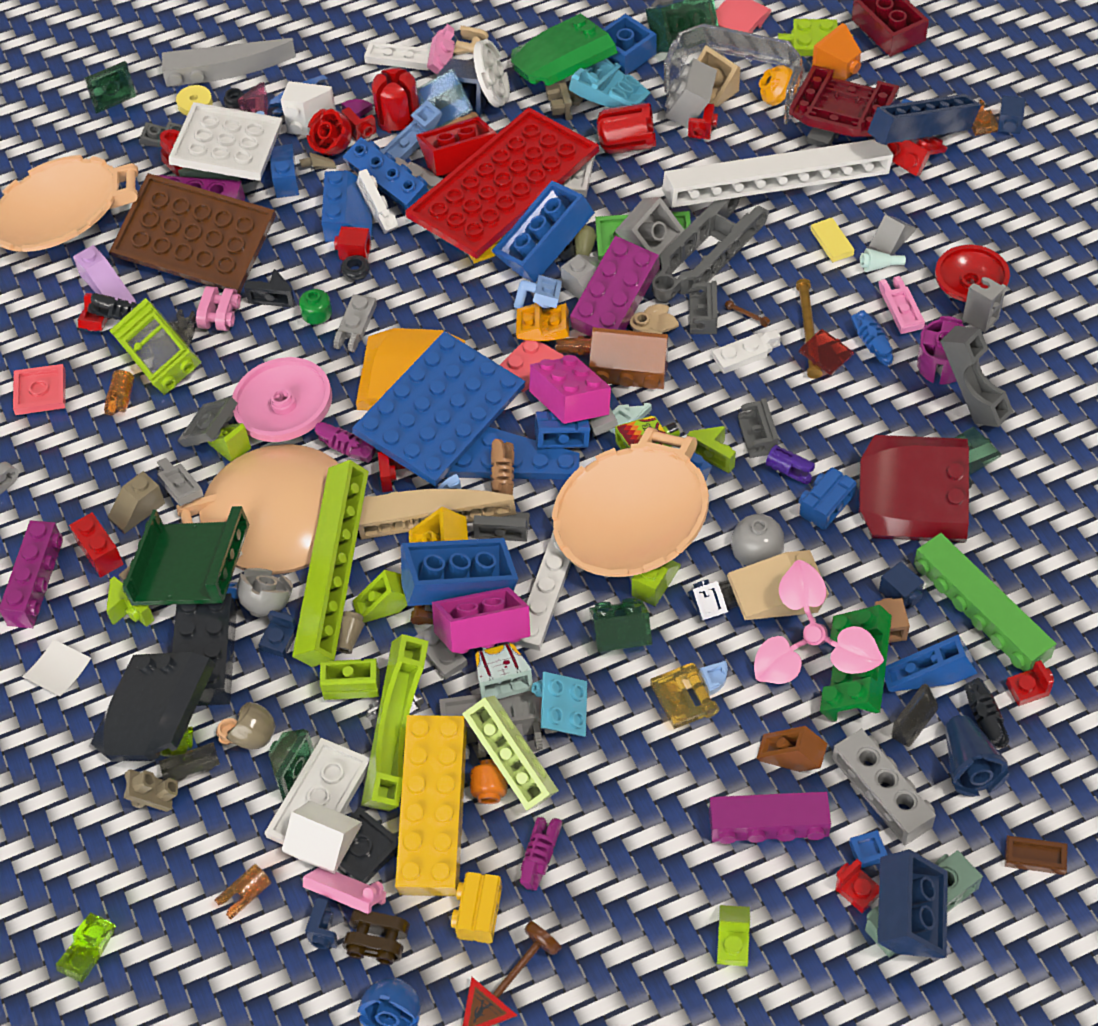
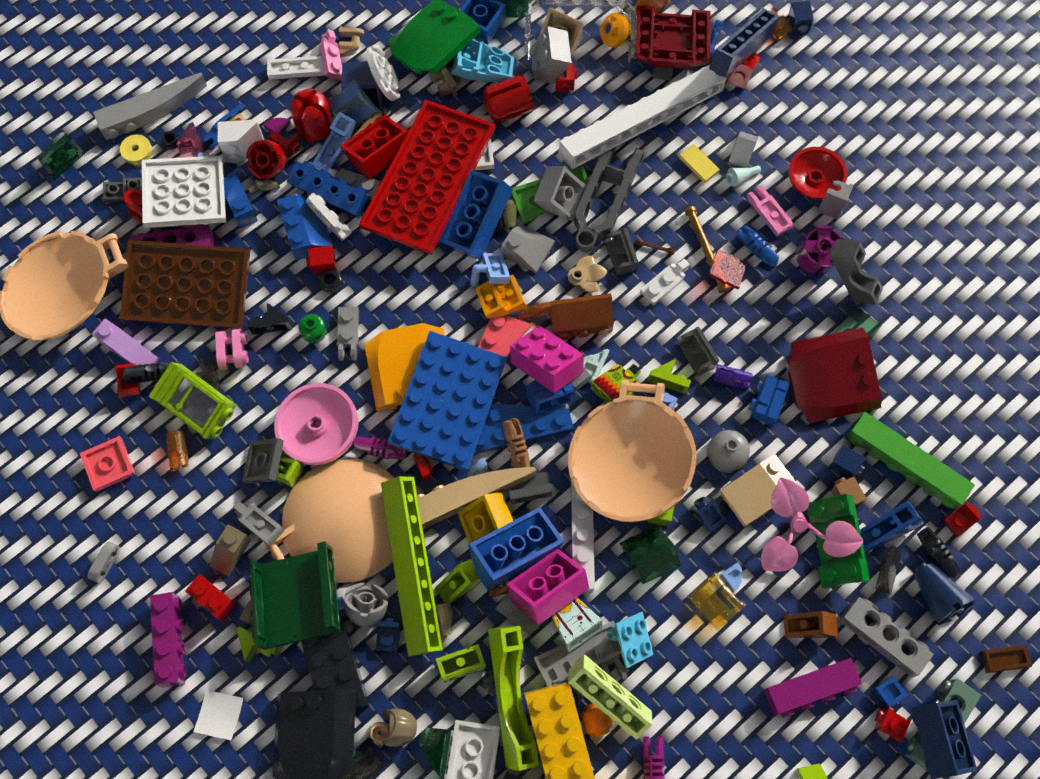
camera: 20 degrees left, 15 degrees up
(615, 288) = (552, 257): magenta brick -> none

